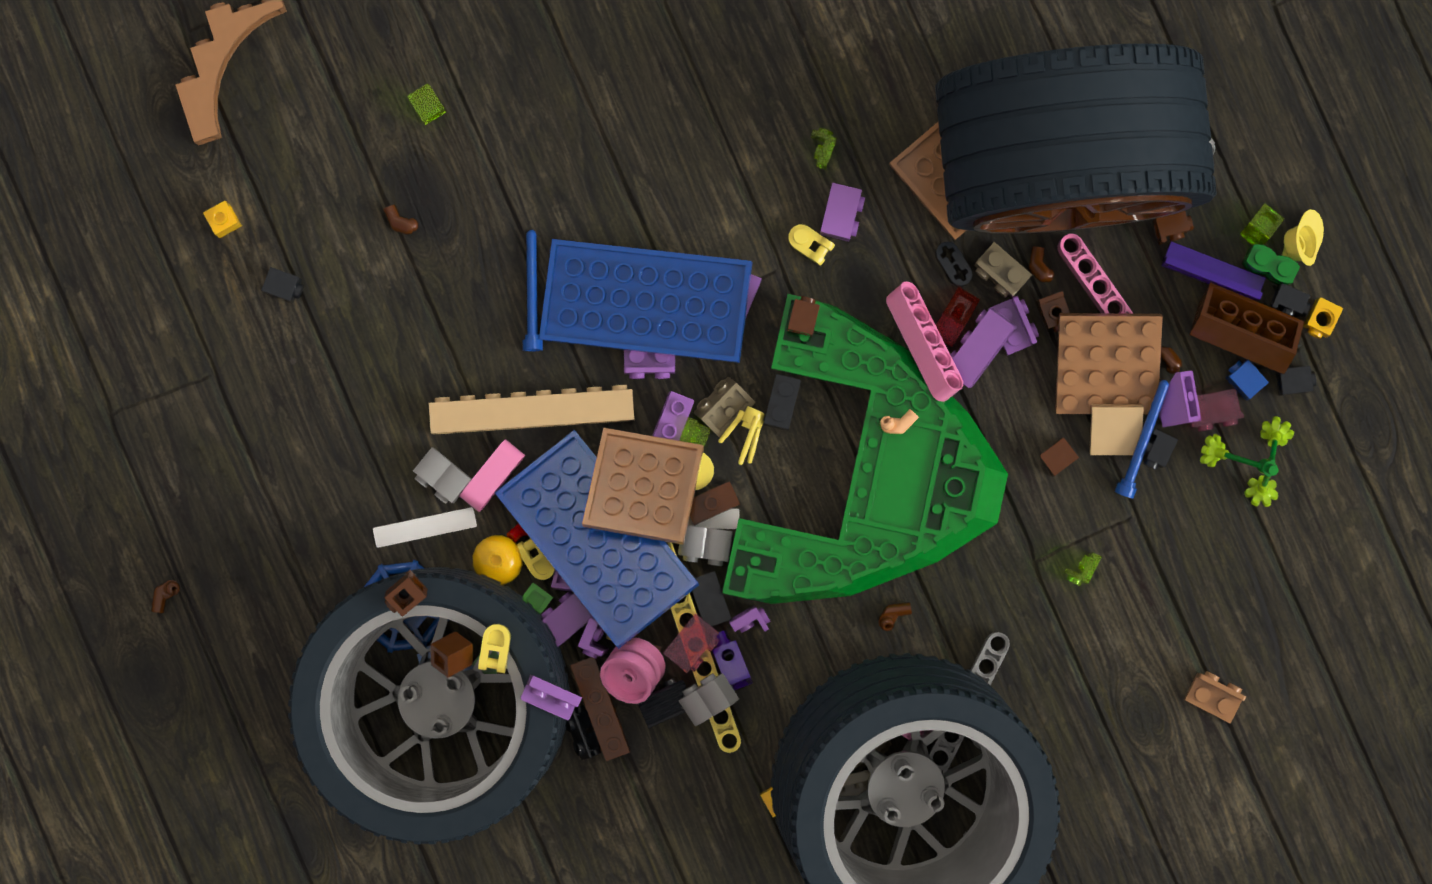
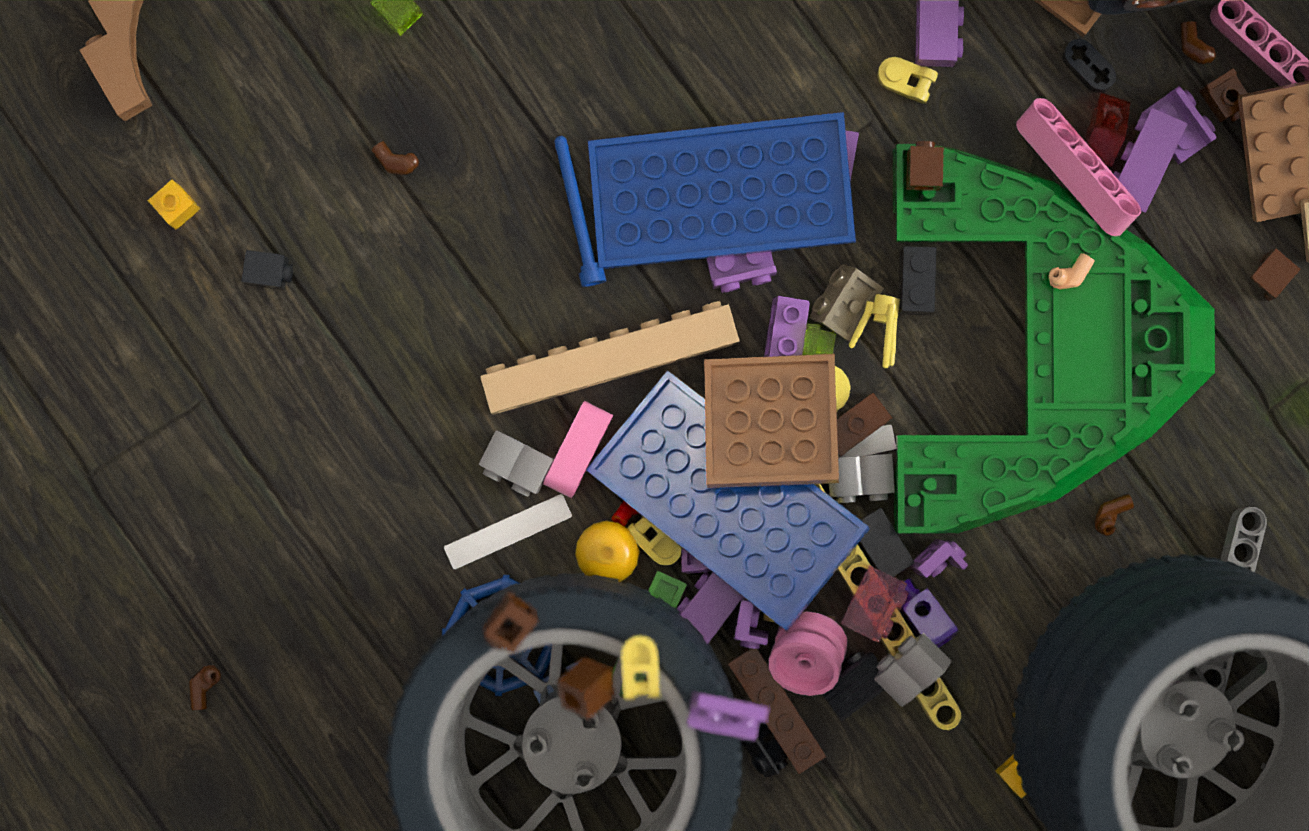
camera: 15 degrees left, 0 degrees up
(1002, 271) = (1150, 61): dark tan bracket -> none

